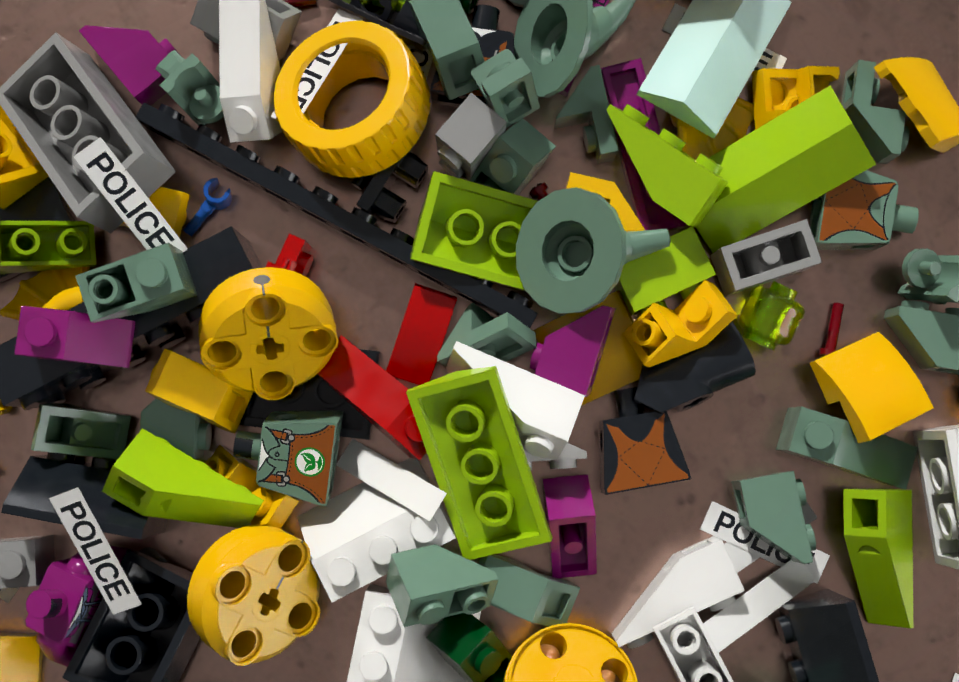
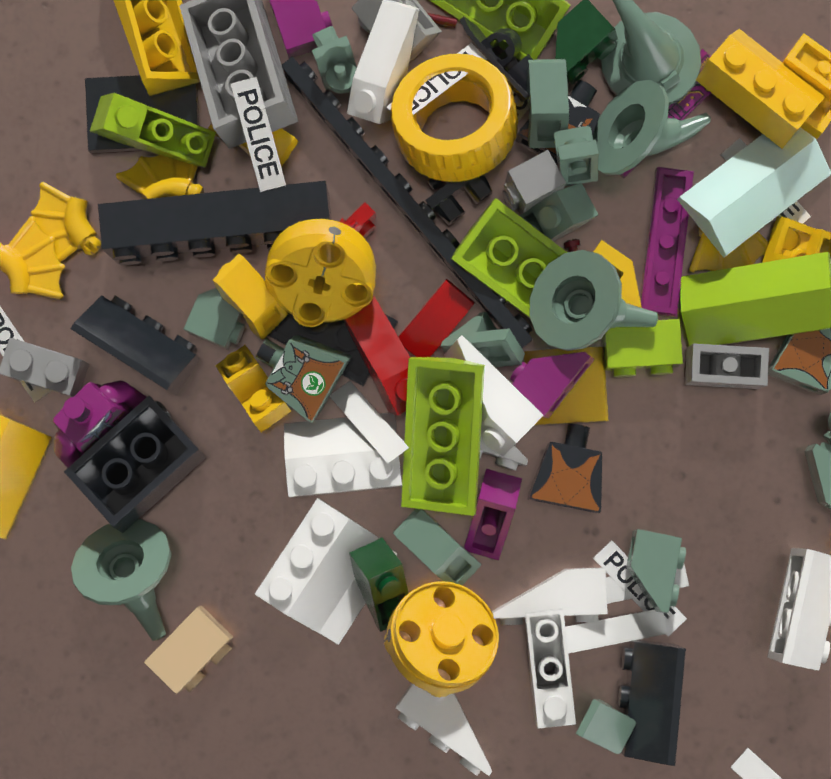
camera: 20 degrees right, 0 degrees up
(73, 337) = (178, 219): magenta slope -> none
(80, 431) = (146, 292): sand green slope -> none
(95, 550) = (128, 385): white sticker -> none
(136, 284) = (240, 197): sand green slope -> none
(172, 485) = (205, 360): lime slope -> none
(208, 206) = (308, 155): blue hand -> none
(263, 598) = (233, 466): yellow piece -> none
(437, 584) = (375, 514): sand green slope -> none
(589, 105) = (638, 193): sand green slope -> none
(669, 333) = (626, 394): yellow slope -> none
(670, 175) = (677, 272): lime slope -> none
(697, 374) = (639, 426): black panel -> none
(771, 315) = (714, 413): clear neon green head -> none
(833, 330) = (749, 460): dark red piece -> none
(833, 444) = (733, 539): sand green slope -> none
(872, 386) = (769, 497): yellow slope -> none
(881, 552) = (725, 627): lime slope -> none

